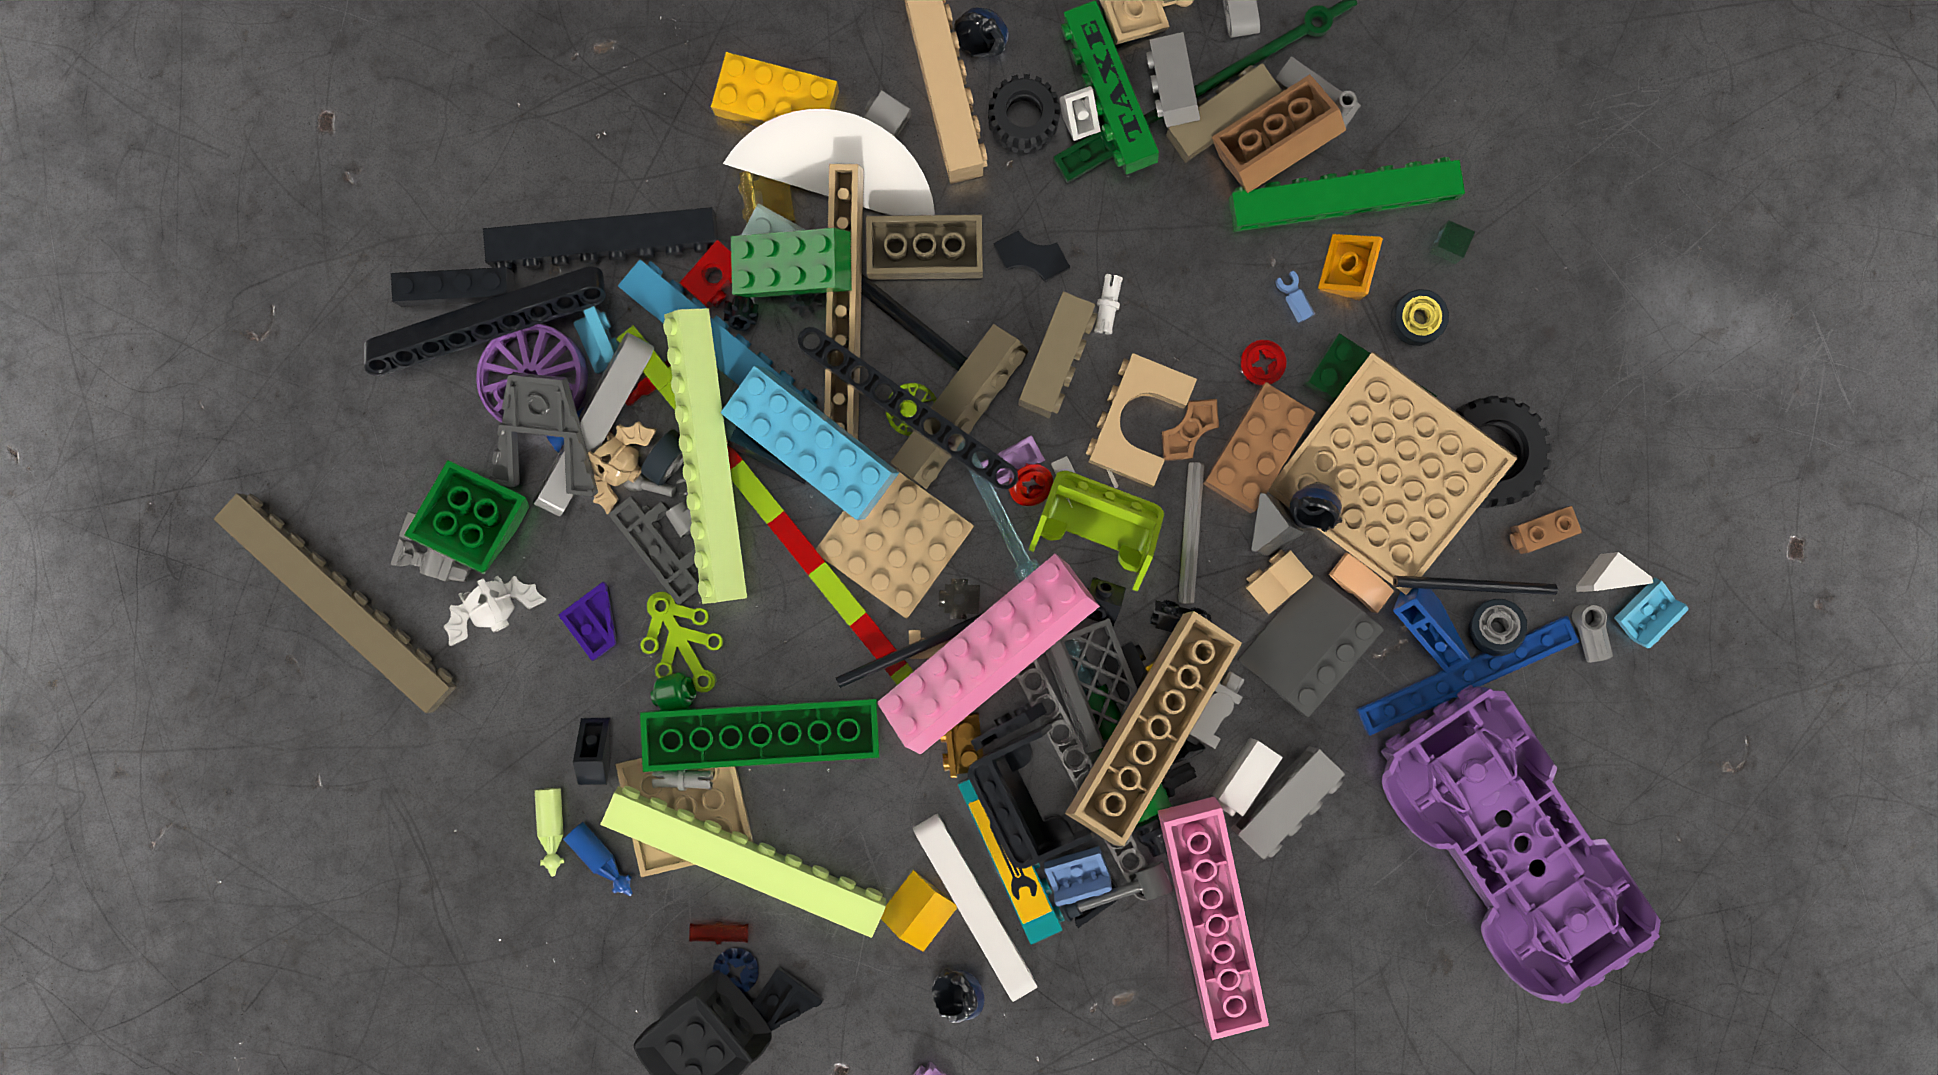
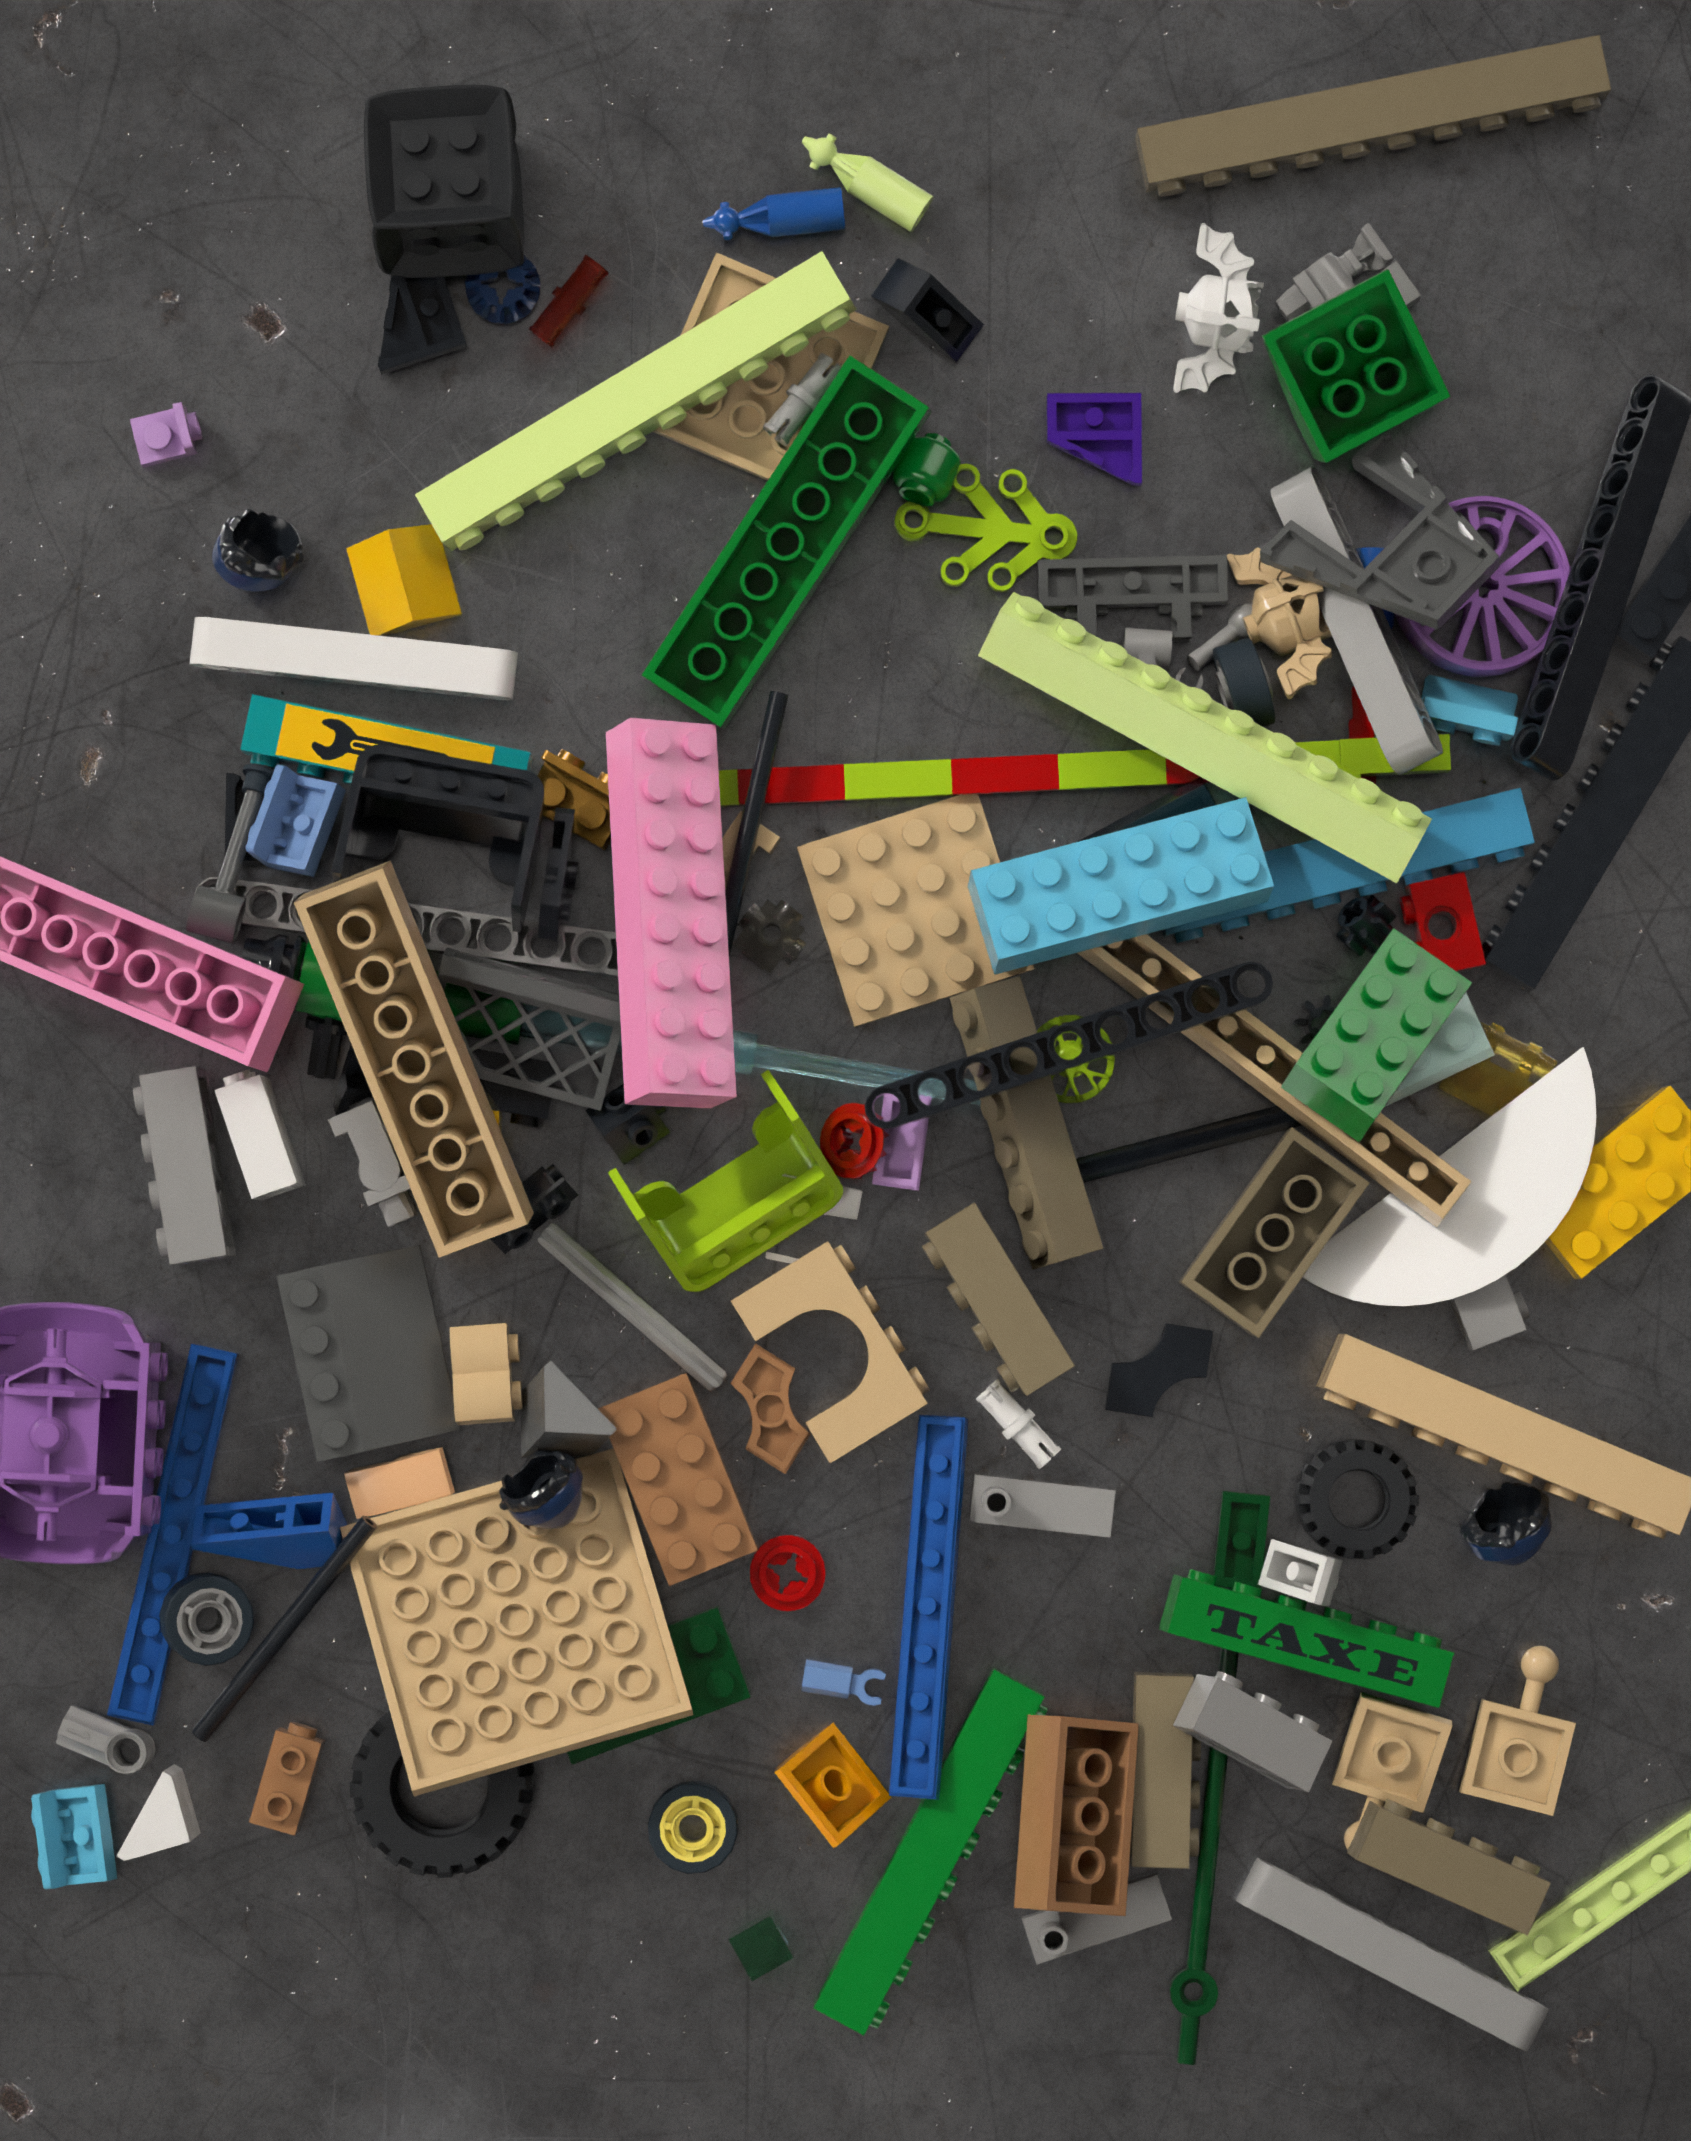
camera: 125 degrees right, 0 degrees up
(1139, 264) = (1042, 1505): none -> light grey piece
(1230, 280) = (928, 1607): none -> blue tile

